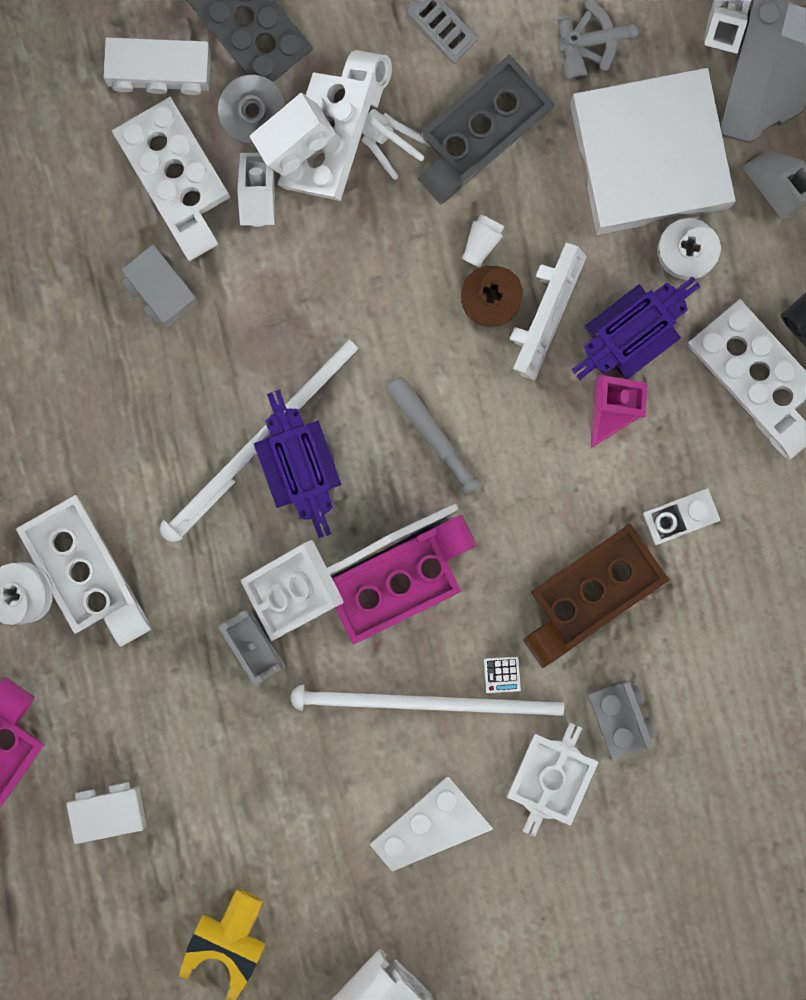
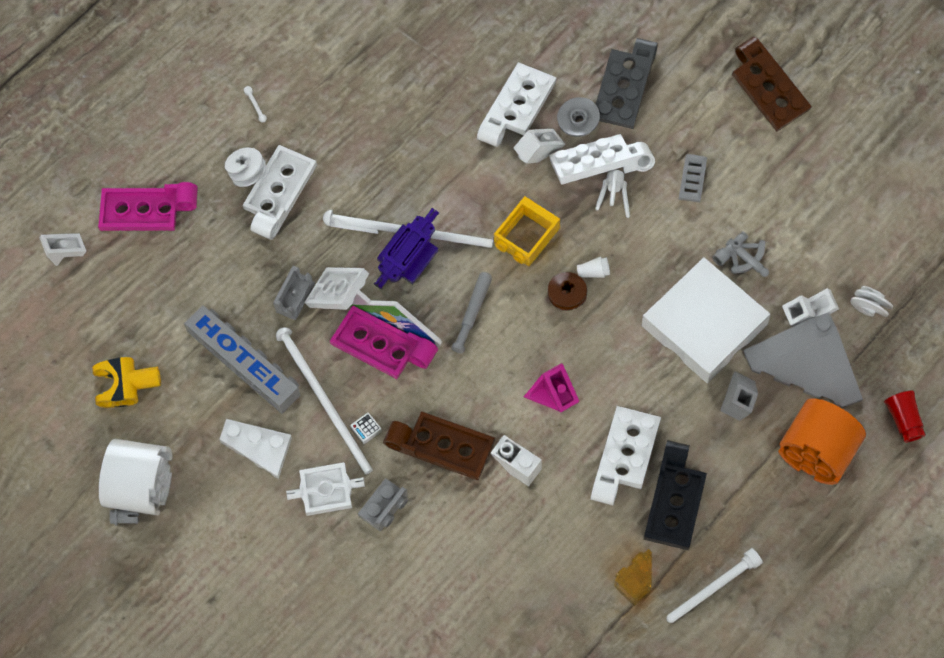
camera: 65 degrees right, 20 degrees down
(106, 814) = (156, 279): white brick -> none
(157, 65) = (567, 61): white brick -> none
(159, 286) = (453, 132): light grey brick -> none
(292, 135) = (577, 139): white brick -> none
(299, 773) = (243, 359): none -> light grey brick
(361, 257) = (537, 214): none -> yellow window
(451, 172) = (615, 229): dark grey hinge -> none
(560, 286) = (581, 324): white hinge -> none
(635, 329) = (600, 372): dark purple piece -> none
(702, 240) = (671, 363): white piece -> none

